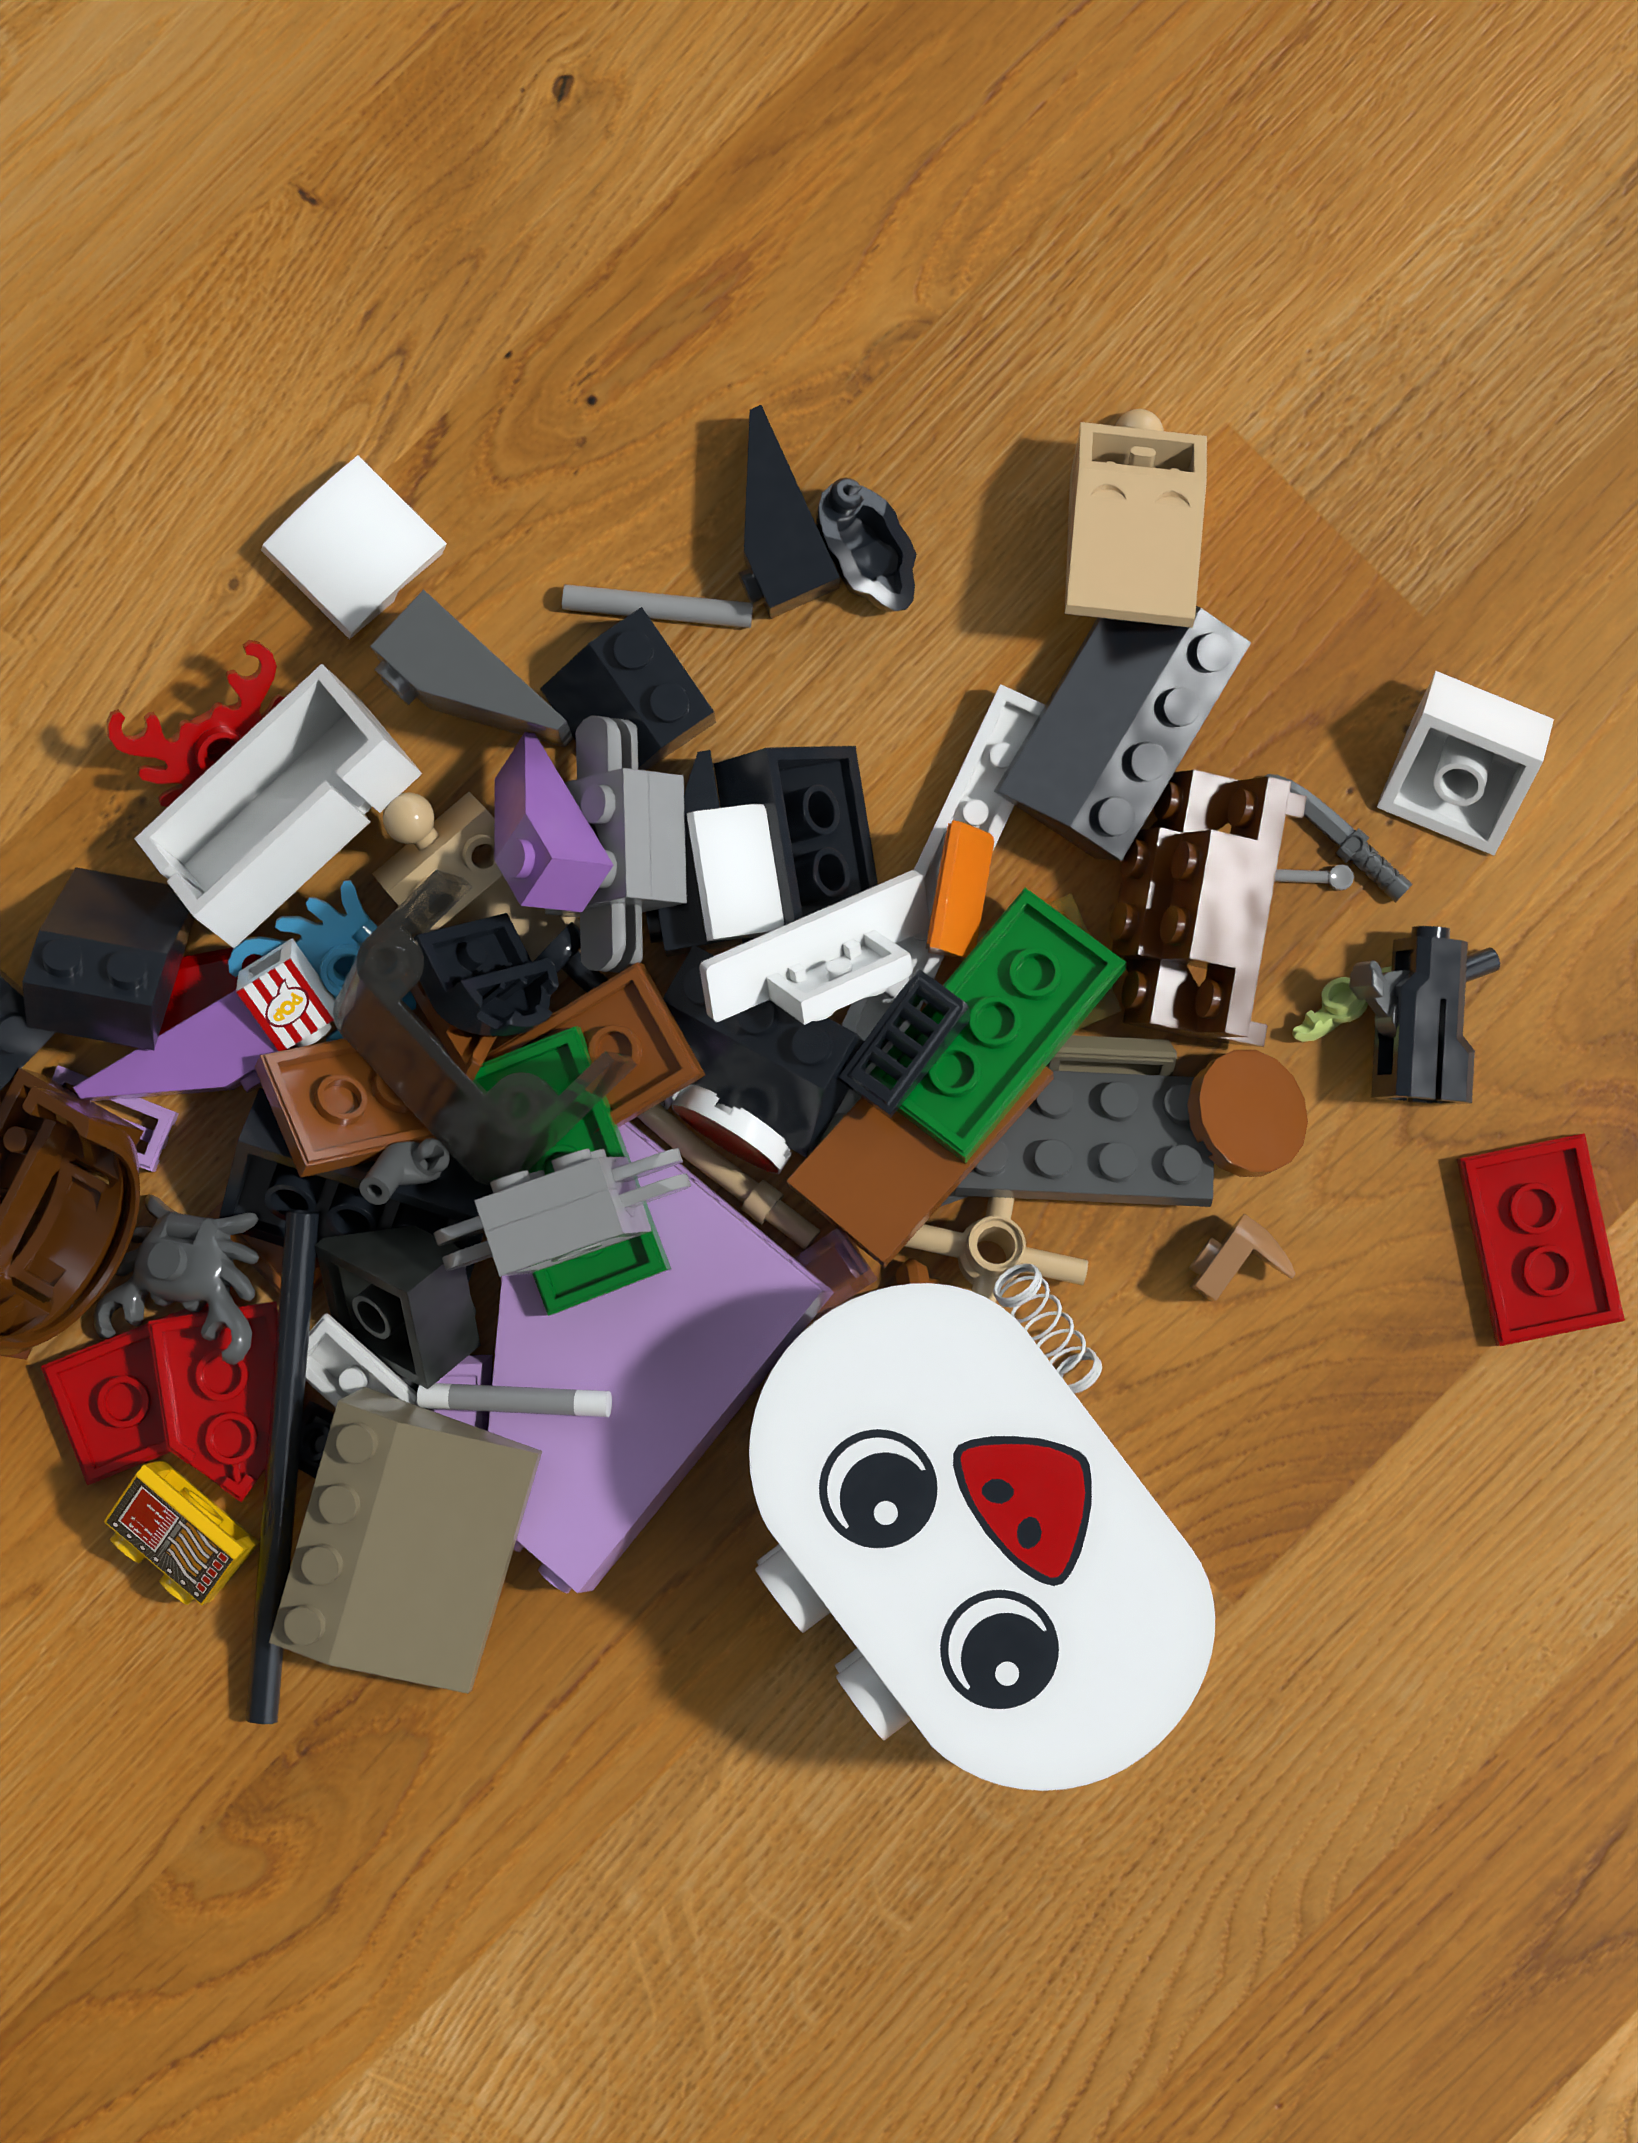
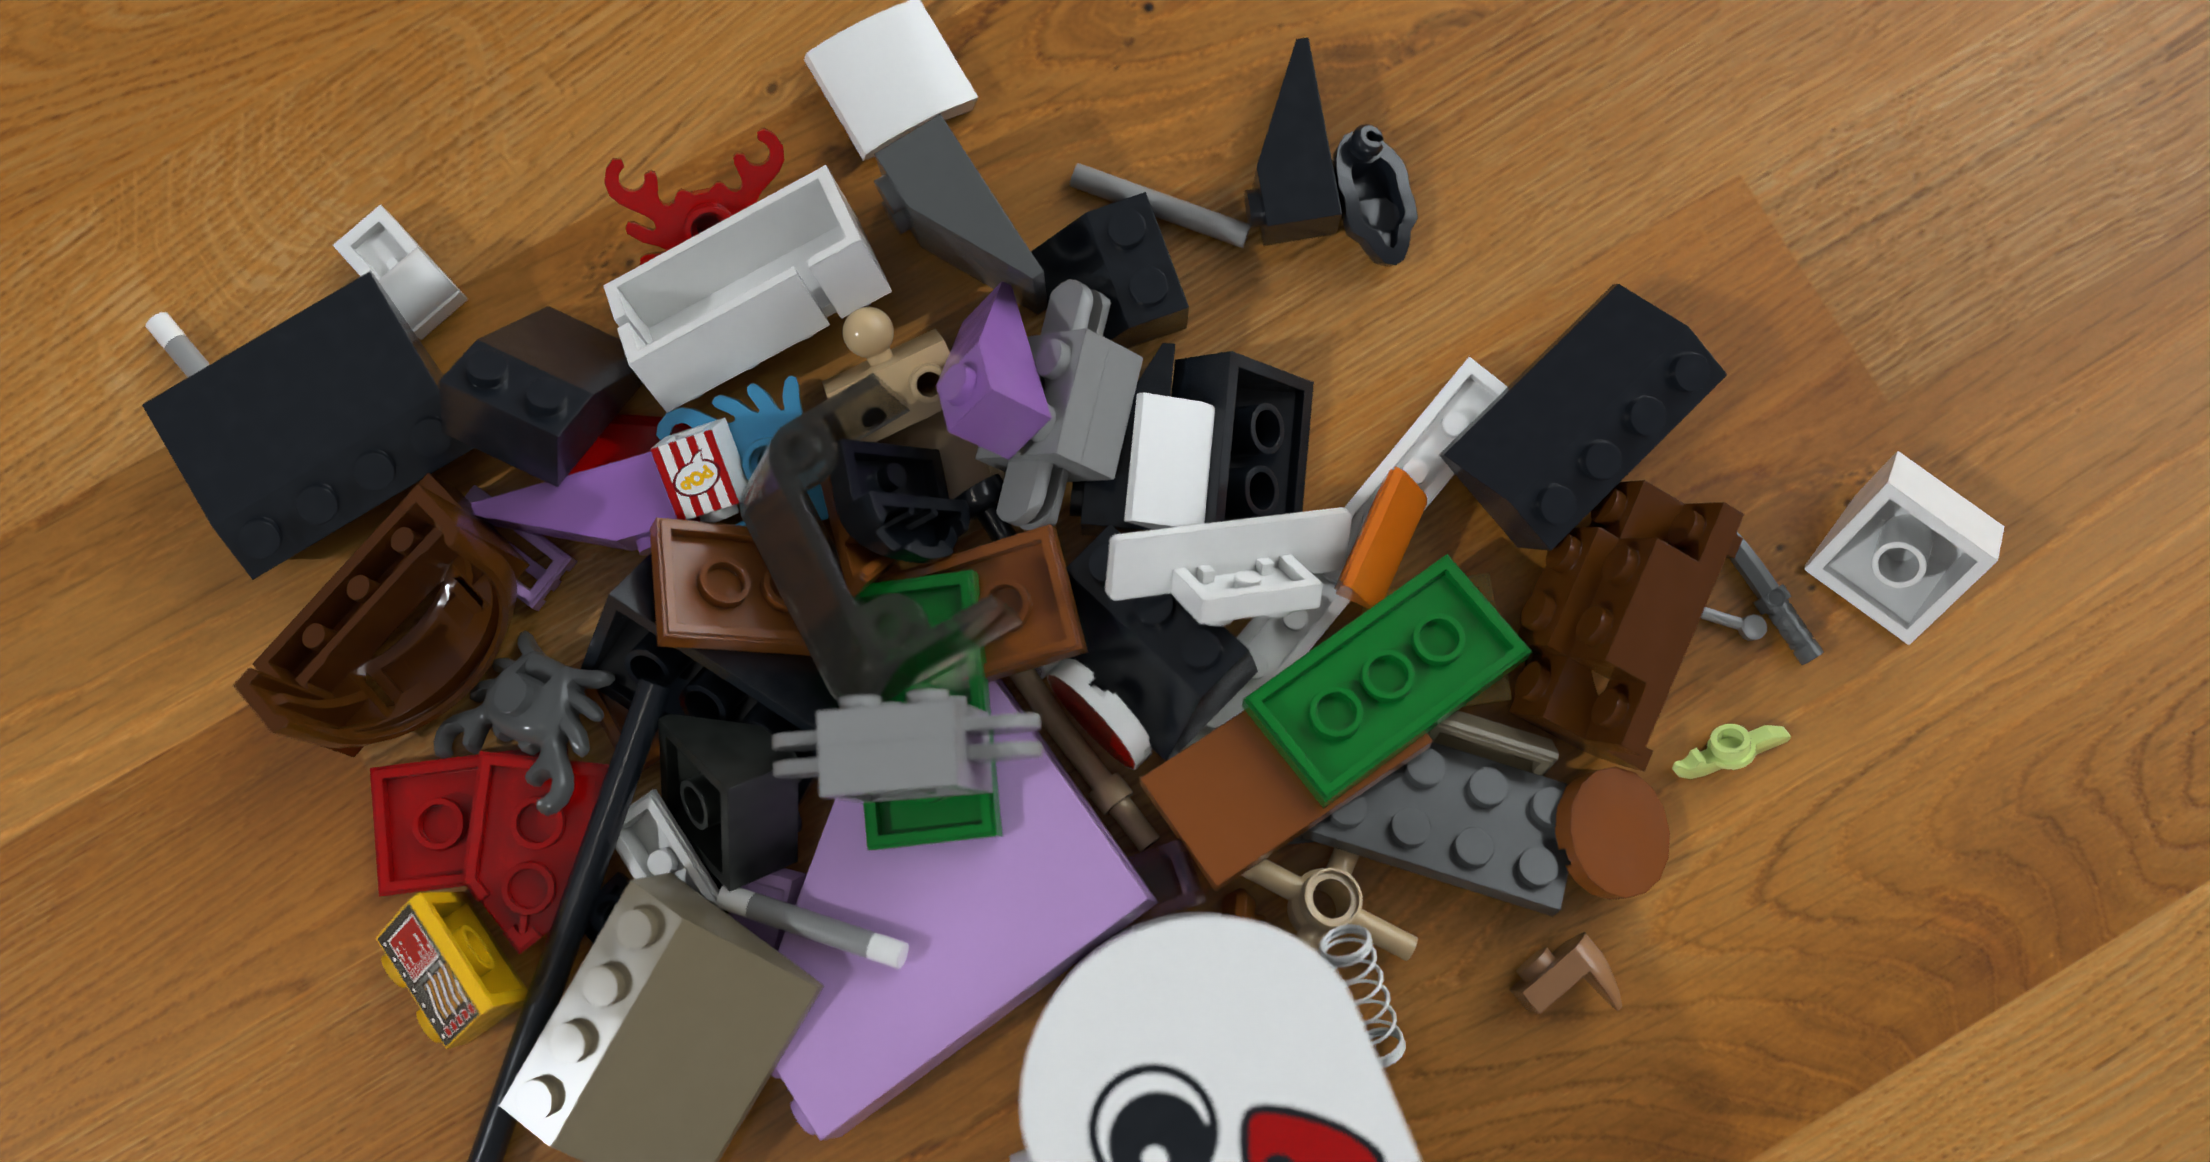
camera: 20 degrees right, 5 degrees down
(402, 1166) = (764, 662): dark grey arm -> none
(903, 1008) = (1337, 635): black slope -> none
(1135, 521) = (1642, 233): tan slope -> none
(1422, 1017) = (1808, 784): black piece -> none
(1540, 1240) = (1873, 1038): red tile -> none

